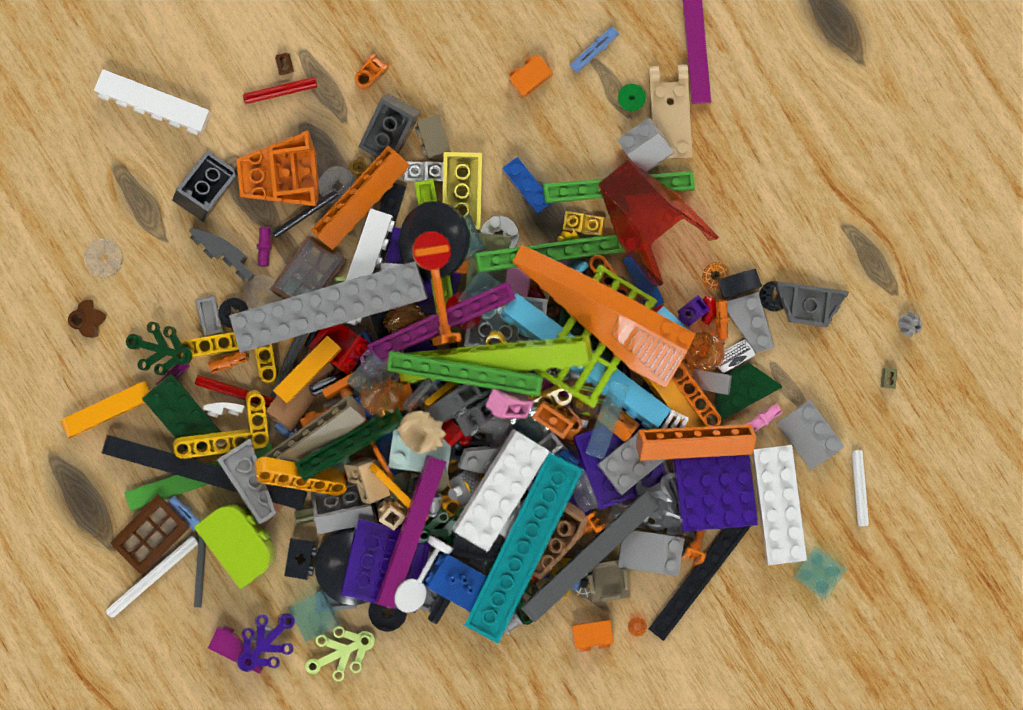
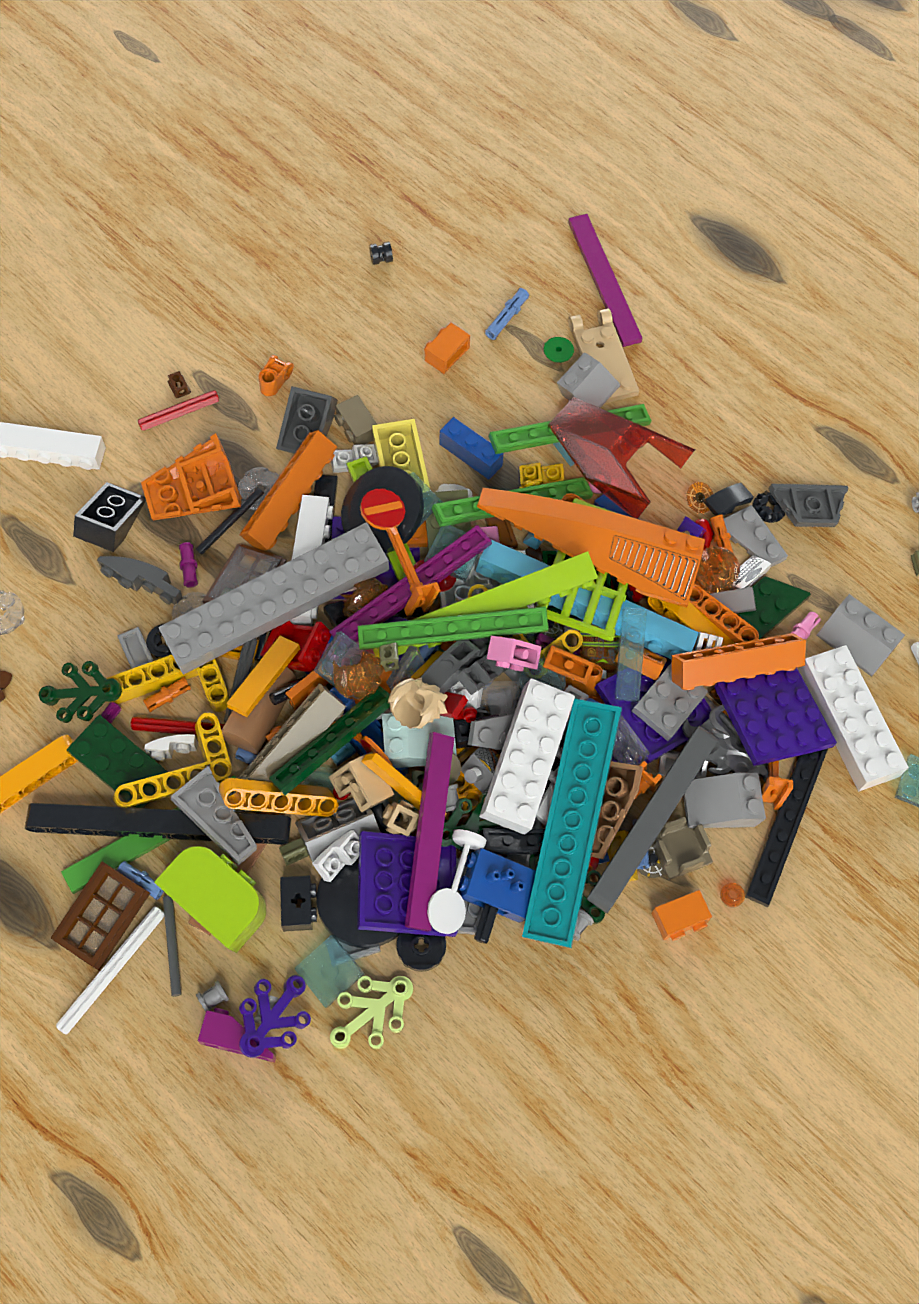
camera: 20 degrees left, 20 degrees down
(224, 615) = (212, 996): none -> light grey bush
(339, 529) = (341, 852): none -> white slope
(353, 166) = (278, 462): pearl gold plate -> none
(408, 378) = (388, 654): none -> olive piece

